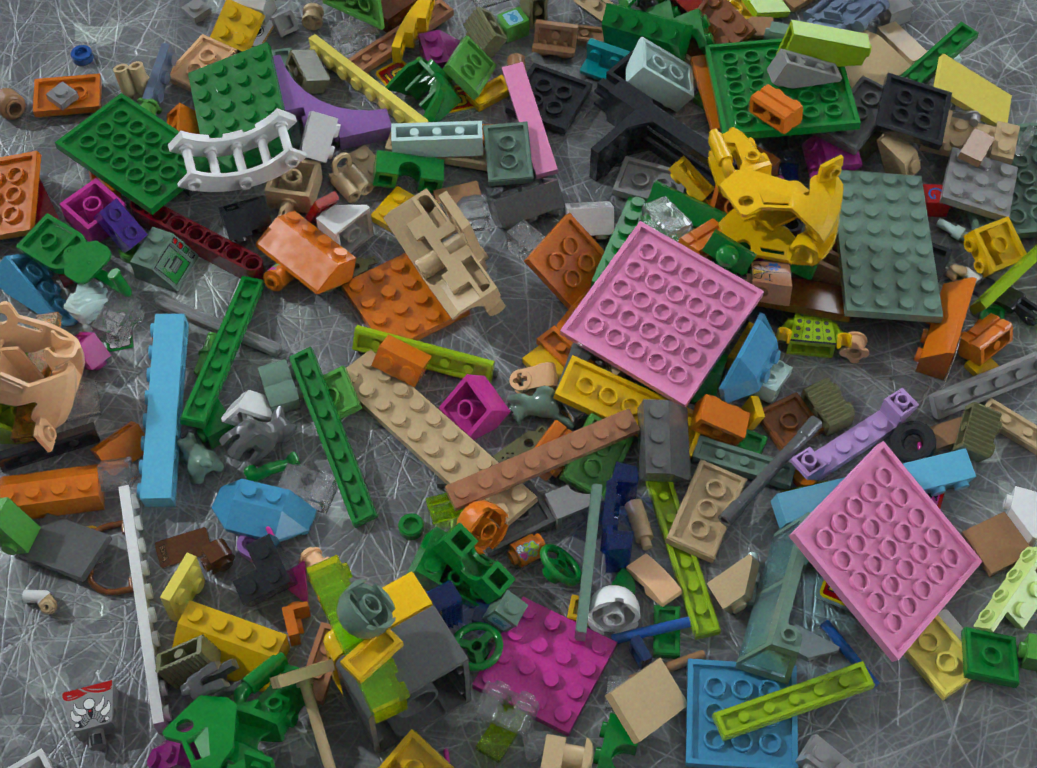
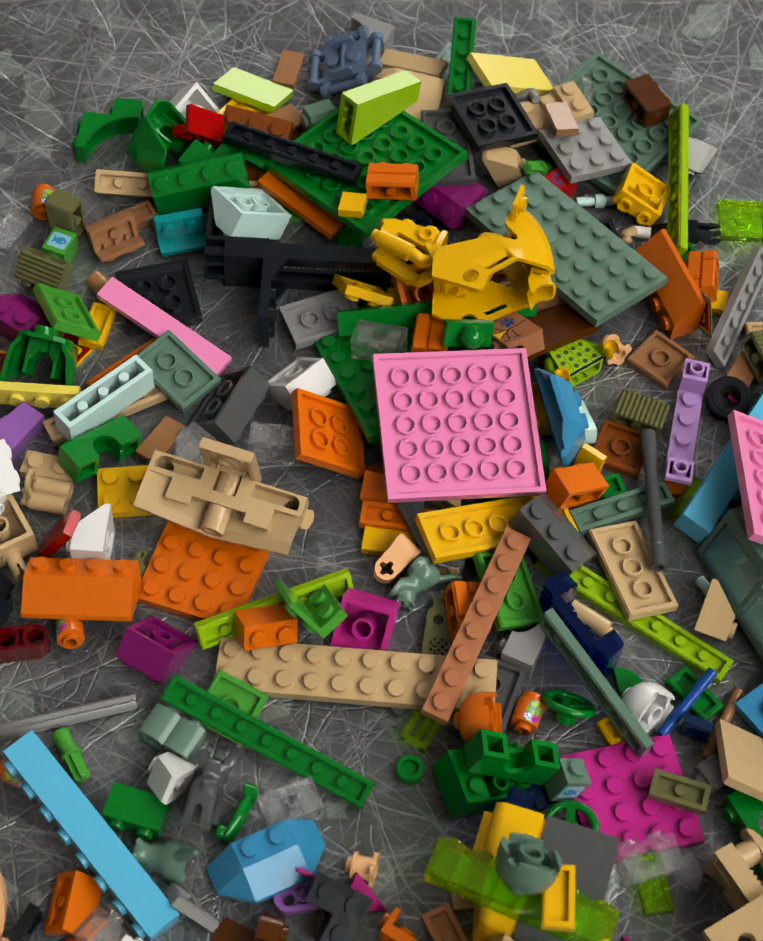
camera: 45 degrees left, 0 degrees up
(185, 501) = (190, 907): none -> light grey tile
(222, 353) = (92, 741): green tile -> none
(321, 325) = (155, 648): none -> magenta slope
(434, 372) = (319, 613): none -> bright green bracket
(577, 682) = (679, 791): none -> olive plate
(655, 579) = (655, 659): light nougat slope -> none
(724, 47) = (292, 153): none -> black tile
(732, 109) = (352, 205): none -> yellow tile
(799, 70) = (377, 136): light grey slope -> none
(887, 376) = (659, 360): none -> medium nougat tile
(927, 174) = (537, 165): none -> bright green axle

